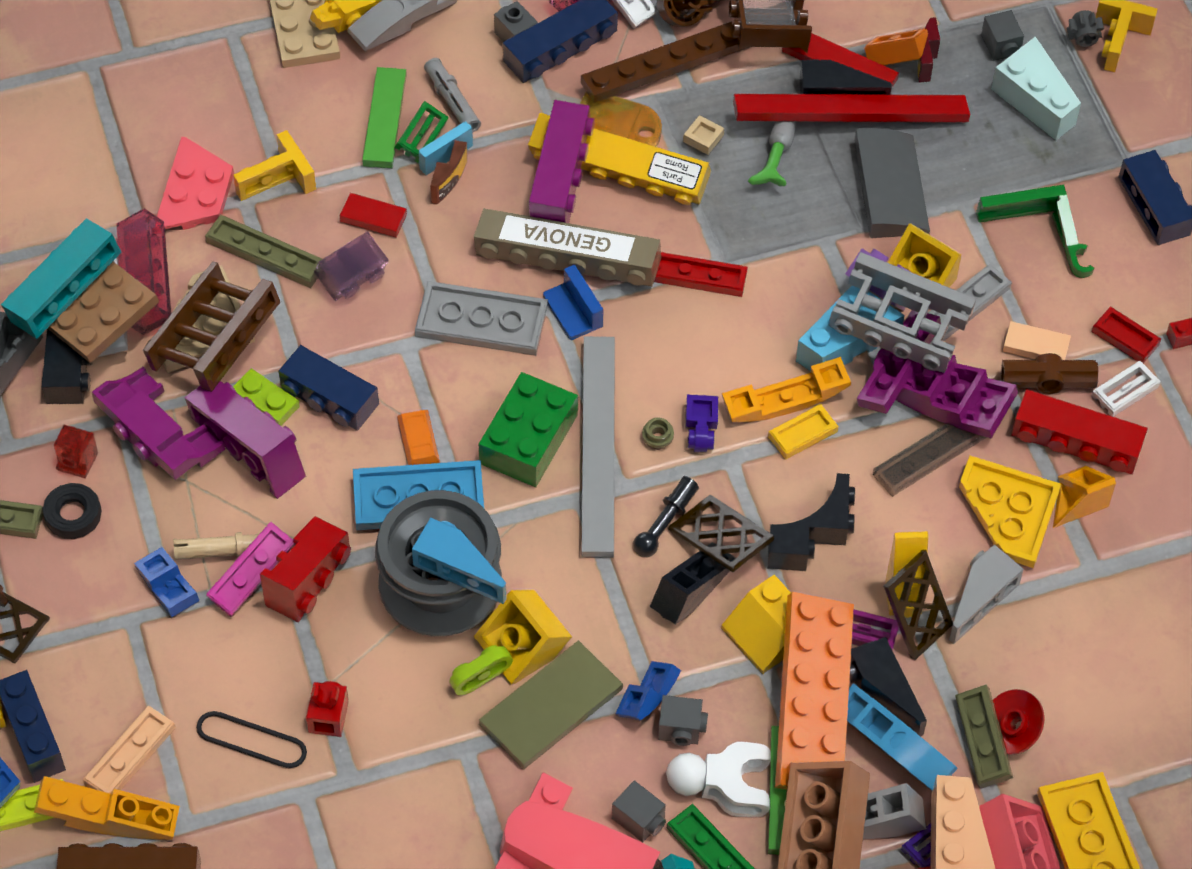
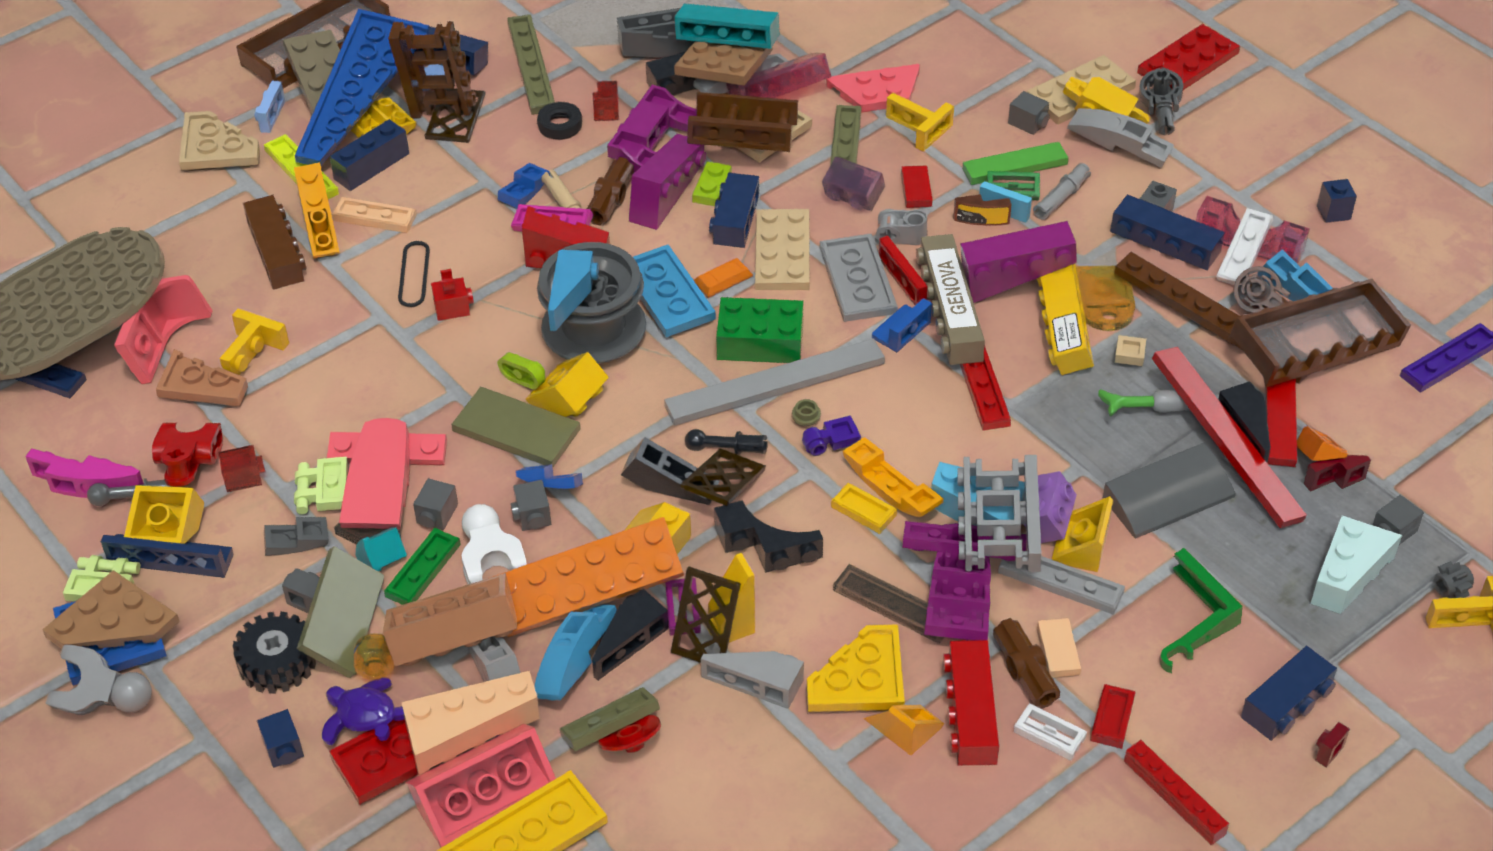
camera: 70 degrees right, 10 degrees down
(229, 497) = (610, 190): none -> reddish brown piece
(321, 73) = (1028, 113): none -> dark grey brick
(407, 368) = (782, 249): none -> tan plate
(432, 253) = (904, 226): none -> light grey piece
(503, 274) = (902, 270): none -> red tile

